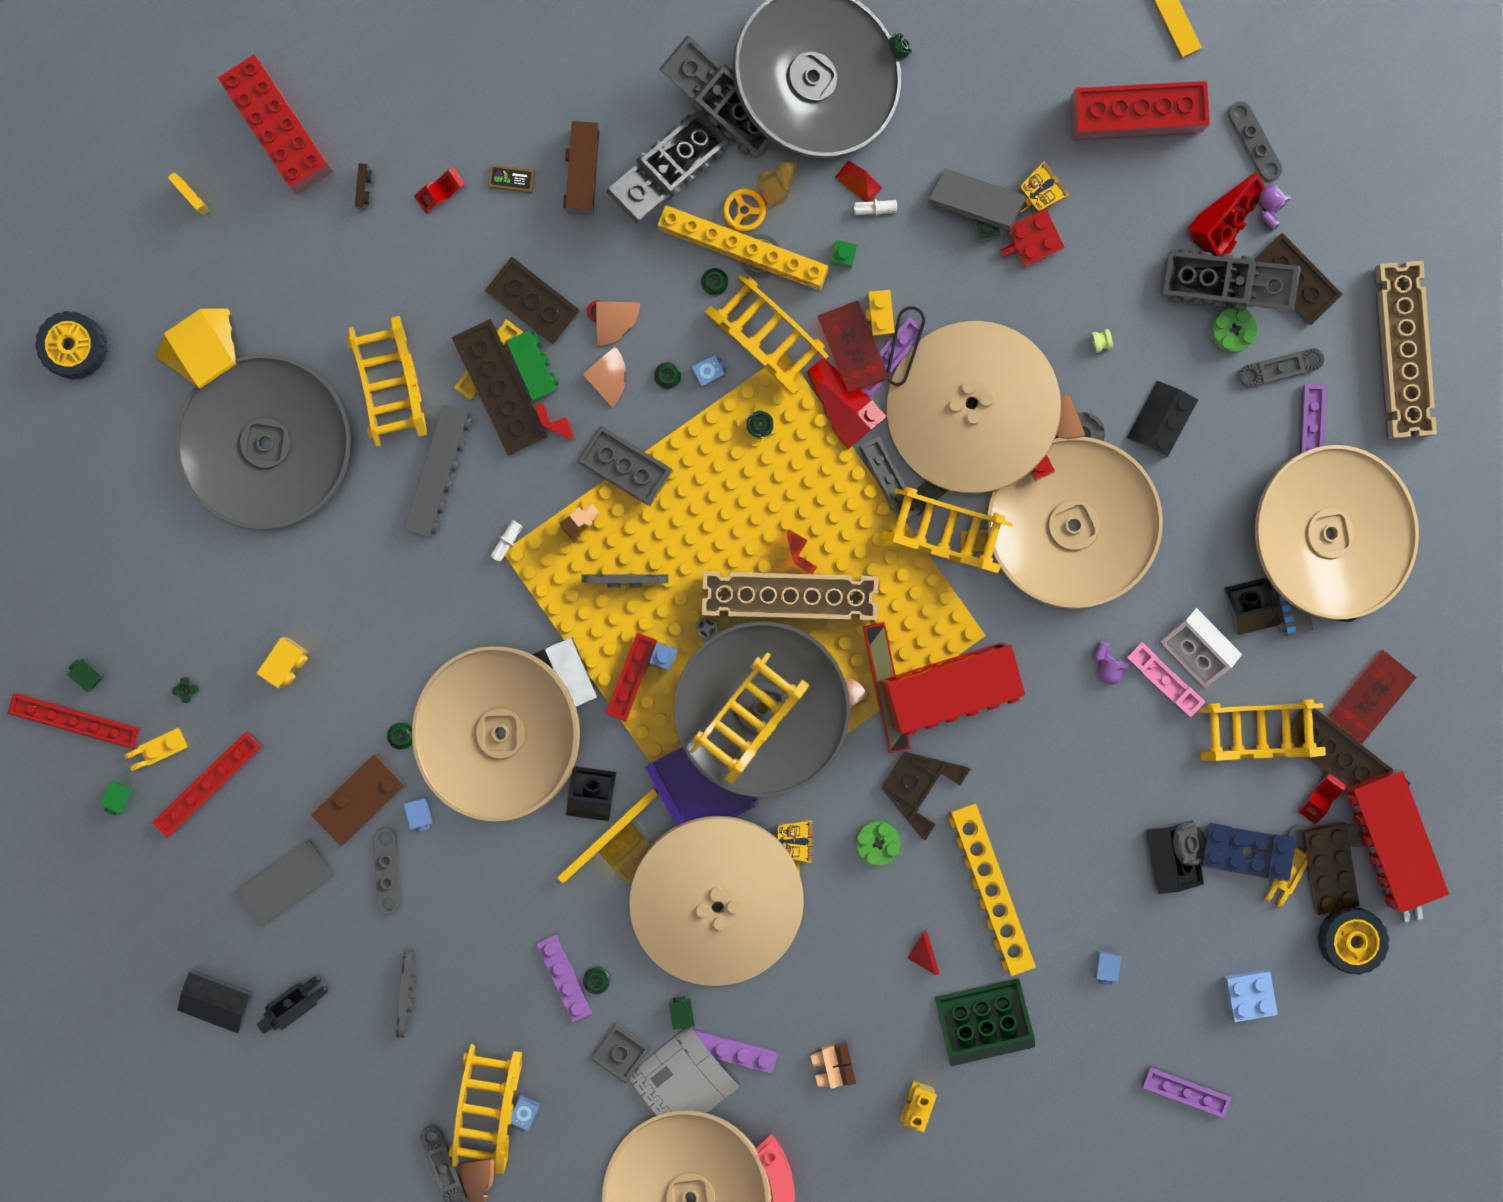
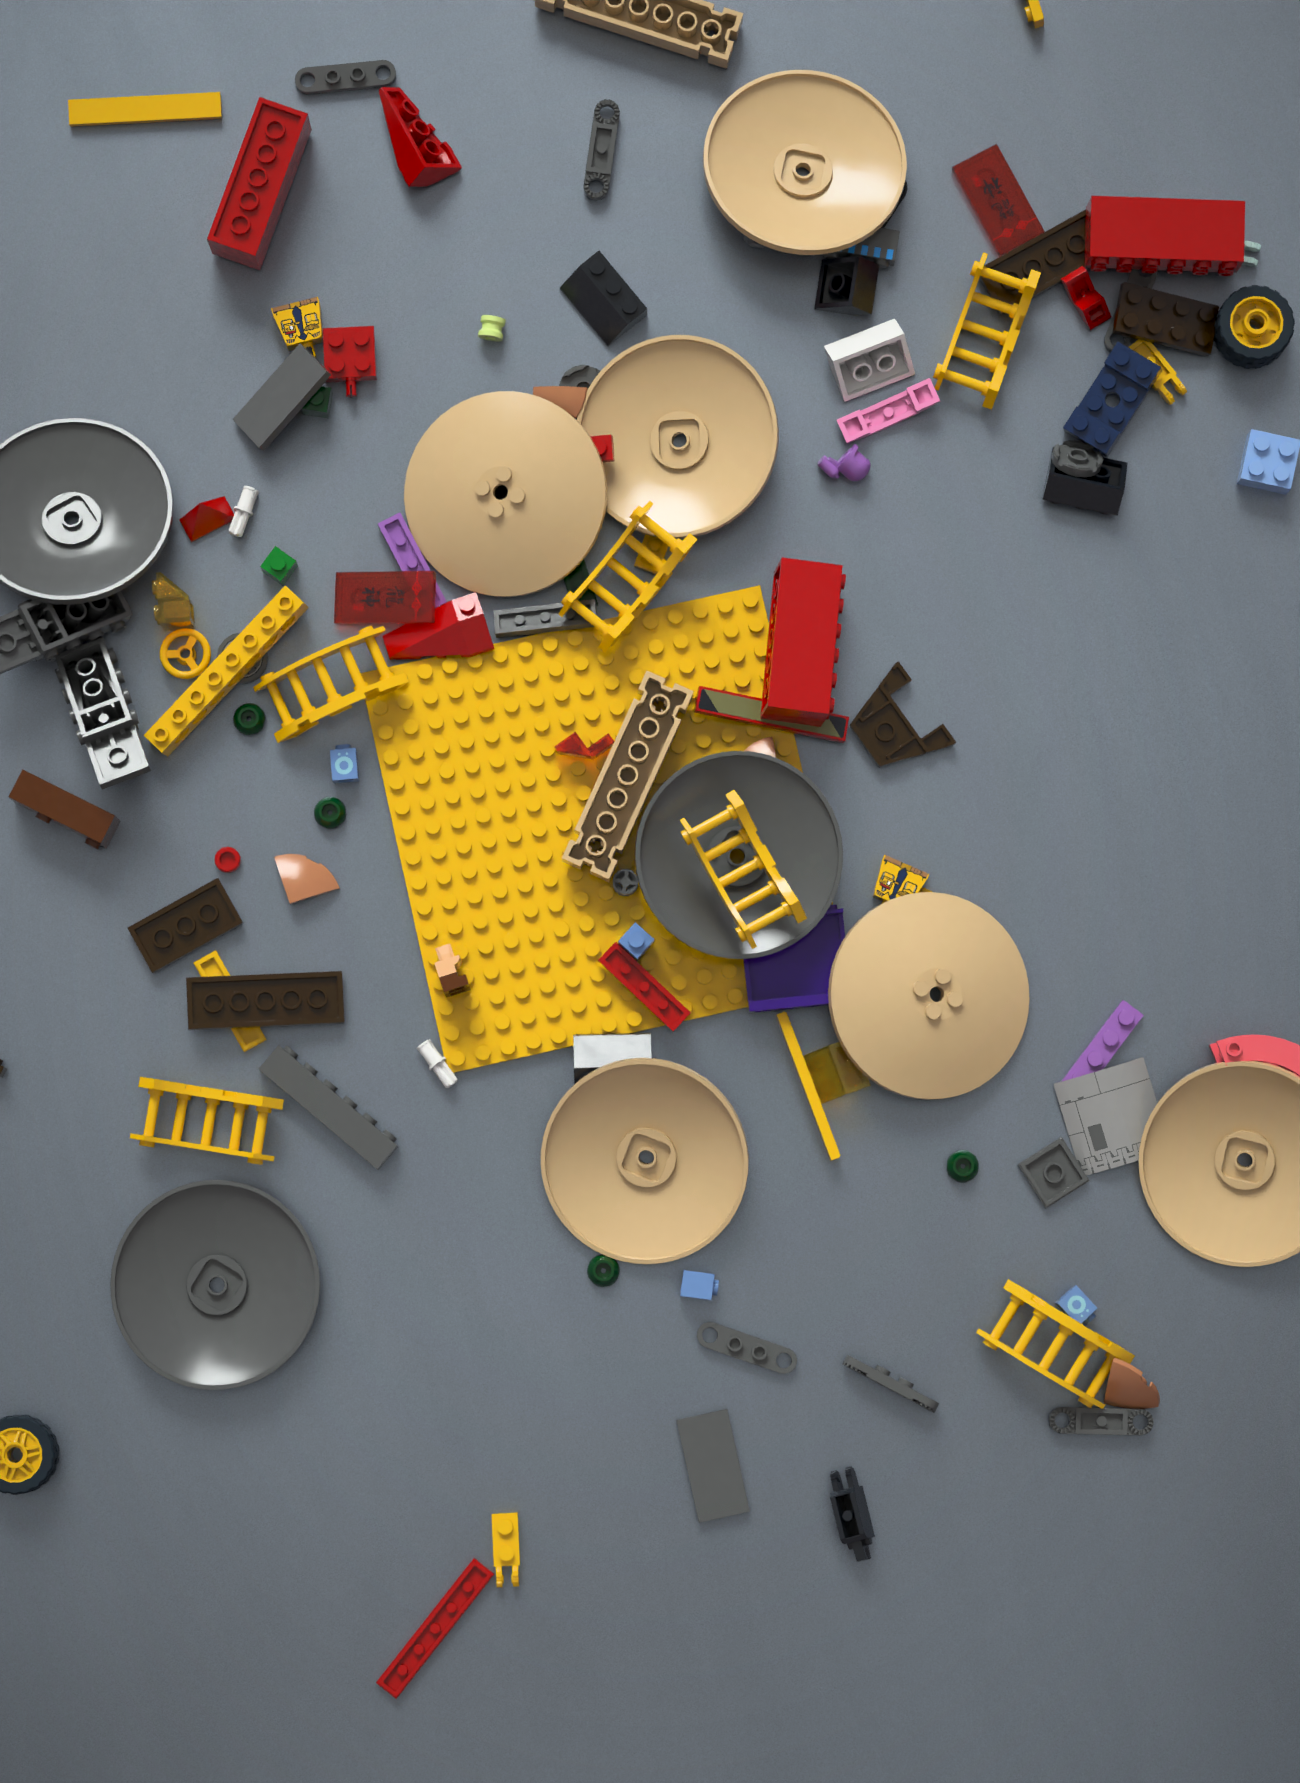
camera: 70 degrees left, 5 degrees down
(85, 674) = (389, 1592): dark green brick -> none
(116, 797) = (541, 1615): green brick -> none
(185, 696) = (445, 1487): dark green plate -> none
(199, 346) = (80, 1312): yellow wedge -> none
(206, 784) = (568, 1508): red plate -> none
(214, 1001) = (812, 1599): black slope -> none
(283, 662) = (468, 1364): yellow brick -> none
(358, 799) = (655, 1344): reddish brown brick -> none
(440, 190) = (21, 976): red slope -> none
(511, 178) = (41, 893): tile -> none
(532, 364) = (256, 954): green brick -> none
(560, 427) = (337, 953): red slope -> none
(564, 978) = (945, 1200): medium lavender plate -> none
(591, 793) = (755, 1085): black slope -> none
(614, 320) = (245, 845): nougat brick -> none
(615, 580) = (539, 940): dark grey plate -> none
(625, 466) = (410, 898): dark grey tile -> none
(681, 1012) = (1036, 1086): dark green brick -> none
(762, 417) = (420, 726): dark green plate -> none
(835, 1075) = (1173, 946): light nougat hips -> none
(873, 854) = (947, 783): bright green brick -> none
(880, 313) = (360, 553): yellow brick -> none
(899, 46) = (79, 412): dark green plate -> none
(915, 347) = (413, 530): black piece -> none
(917, 1113) = (1244, 863): yellow hips -> none
(923, 954) = (1079, 795): red slope -> none
(985, 1022) = (1181, 759): dark green slope -> none
(1023, 960) = (1129, 688): yellow brick -> none
(1107, 967) = (1175, 603): medium blue brick -> none
(1228, 341) = (553, 186): bright green brick -> none
(1229, 281) = (485, 163): dark grey wedge -> none
(1272, 200) = (417, 84): medium lavender piece -> none
(1313, 416) = (669, 137): medium lavender plate -> none
(1314, 289) = (512, 94): dark brown plate -> none

